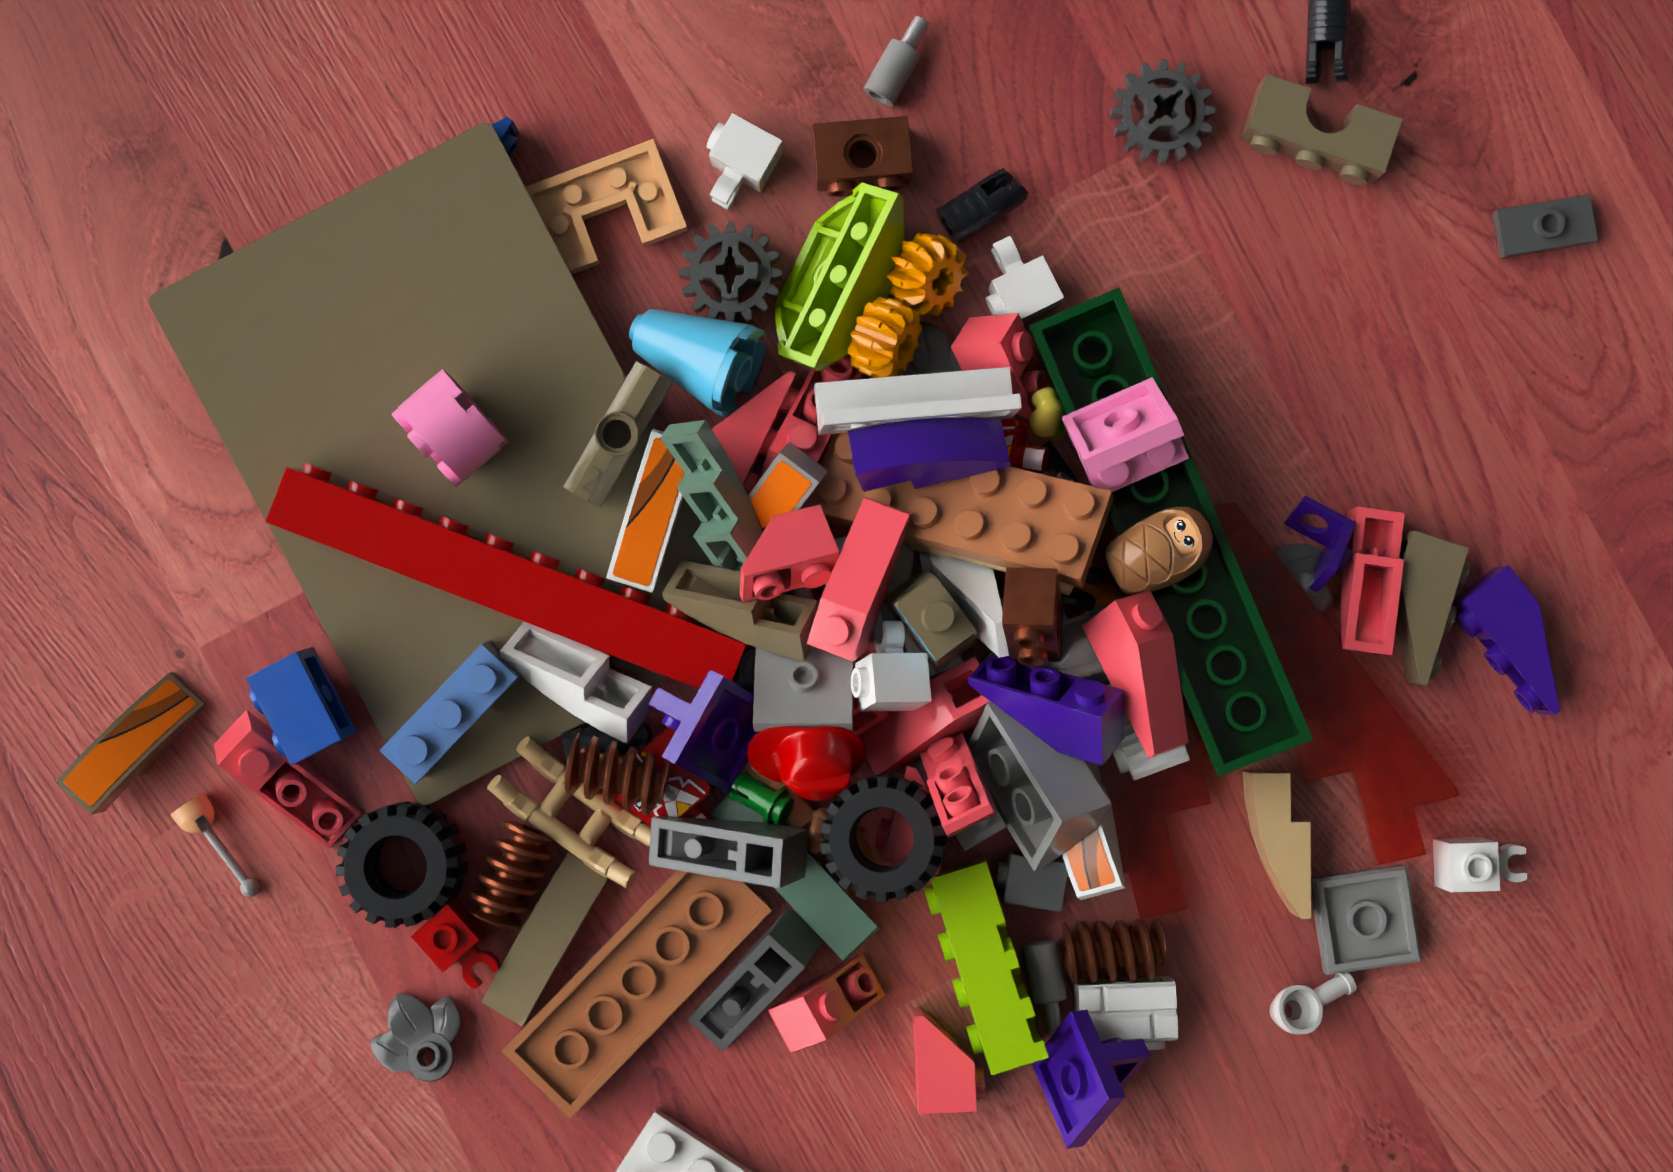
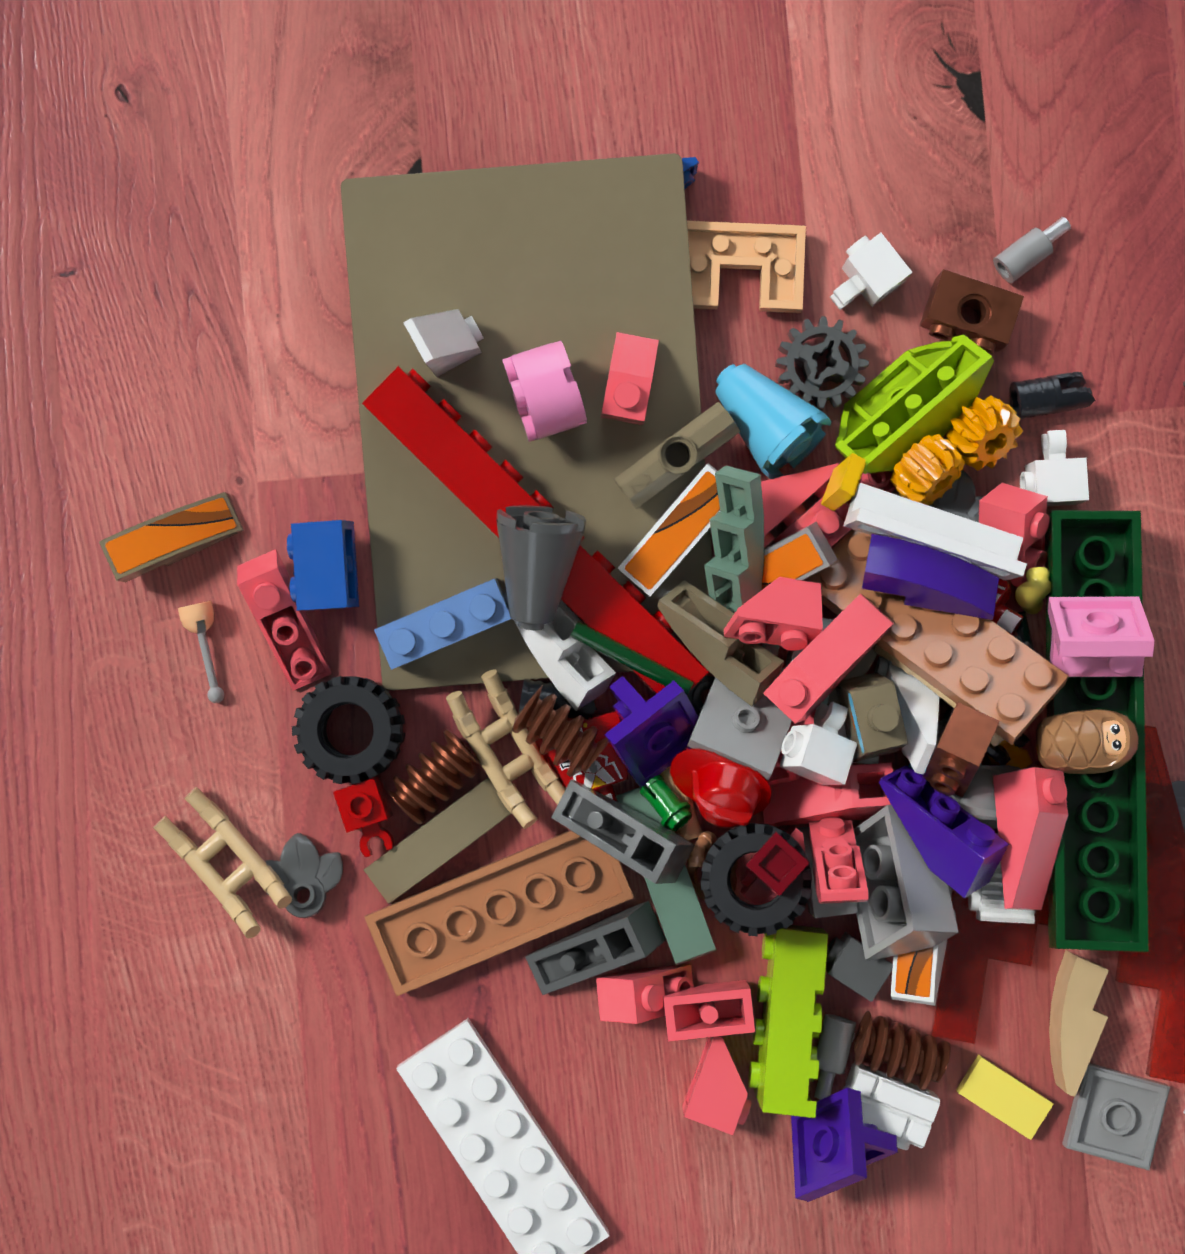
camera: 25 degrees right, 0 degrees up
(305, 1067) = (199, 860): none -> tan piece
(320, 420) = (444, 339): none -> white slope
(514, 607) = (537, 560): none -> dark grey cone
(534, 376) = (630, 378): none -> coral slope
(656, 665) = (628, 657): none -> dark green bar
(800, 389) = (843, 482): none -> yellow tile
(894, 813) = (777, 863): none -> dark red tile
(897, 994) = (709, 1011): none -> coral slope
(1243, 949) = (1004, 1097): none -> light yellow tile
(1308, 1003) = (1039, 1164): white bar -> none

